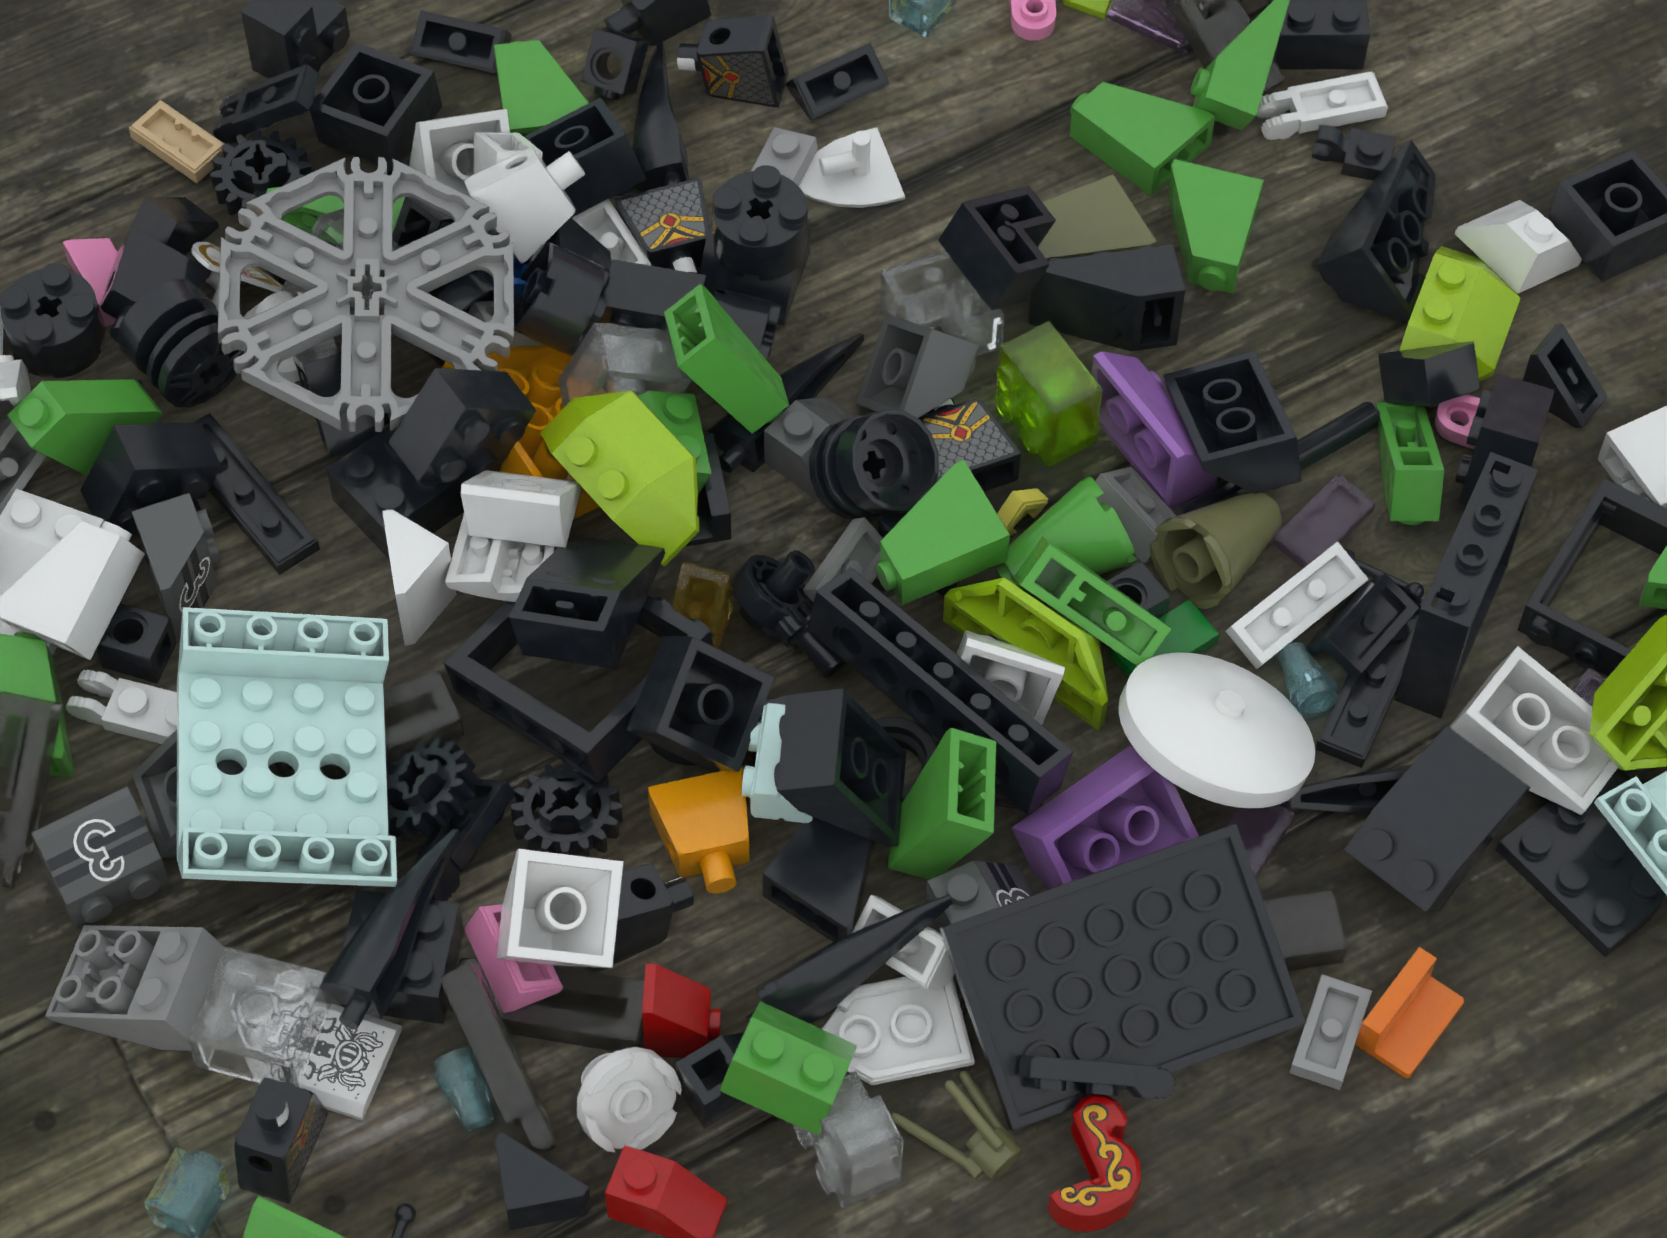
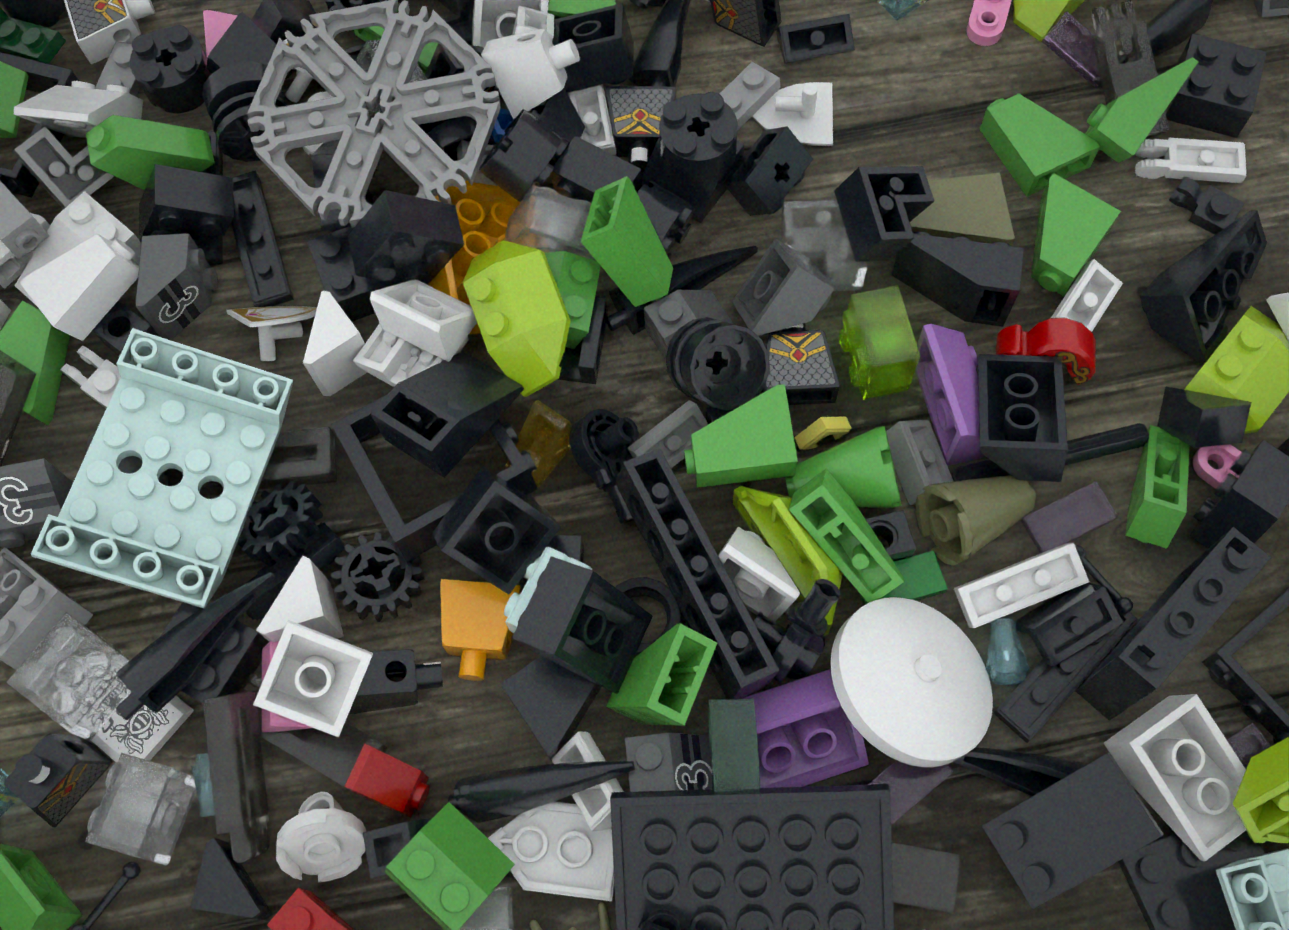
camera: 25 degrees right, 10 degrees up
(313, 586) = (273, 324): none -> white shield
(403, 1129) = (142, 809): none -> clear brick
(495, 854) = (303, 600): none -> white slope
(846, 244) = (768, 171): none -> black brick
(1052, 837) = (733, 745): none -> clear green slope
(1082, 720) = (802, 641): none -> black pin
(1241, 333) = (1053, 338): none -> red animal
(1258, 293) = (1089, 295): none -> white brick

